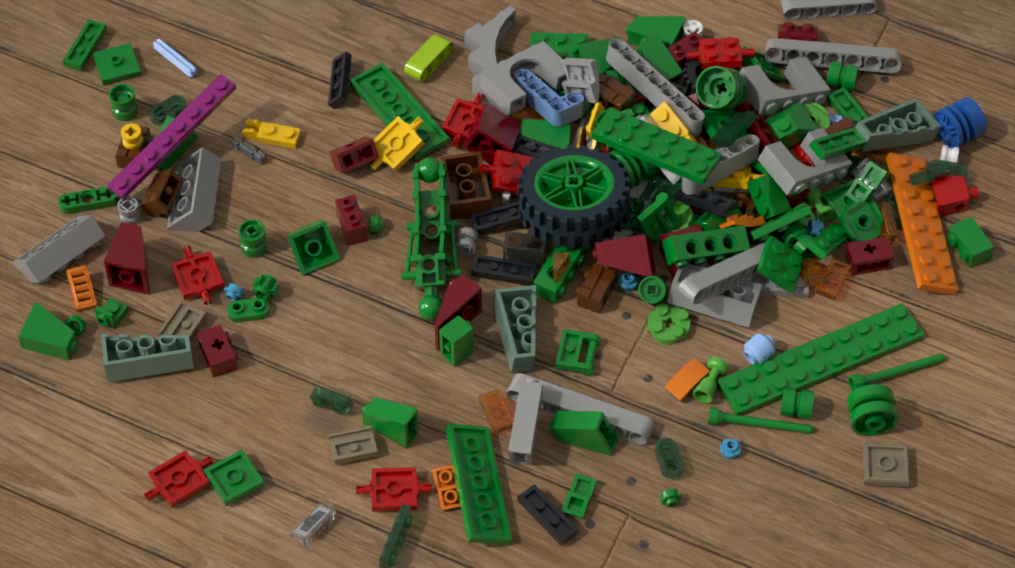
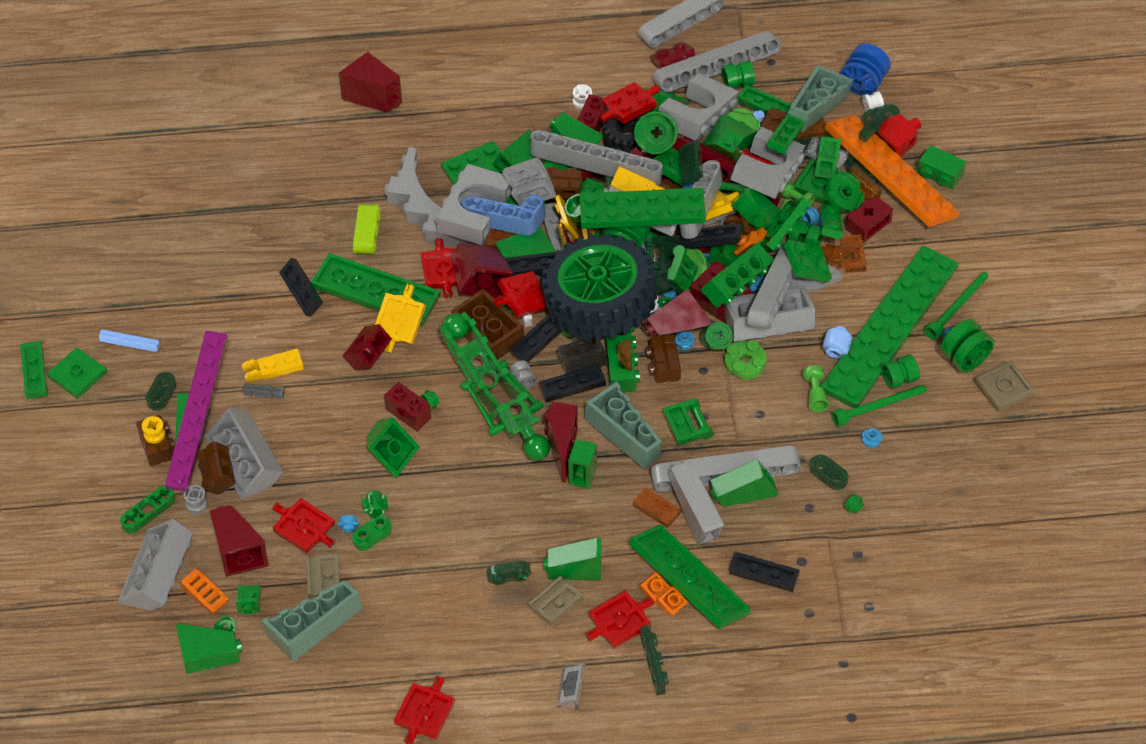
camera: 30 degrees left, 0 degrees up
(123, 102) = (115, 404): green wheel -> none
(217, 350) = (374, 582): dark red brick -> none
(234, 477) = (473, 683): green plate -> none
(252, 238) = (331, 467): green wheel -> none
(579, 496) = (778, 542): green slope -> none
(666, 27) = (543, 111): green slope -> none
(686, 379) = (796, 398): orange slope -> none

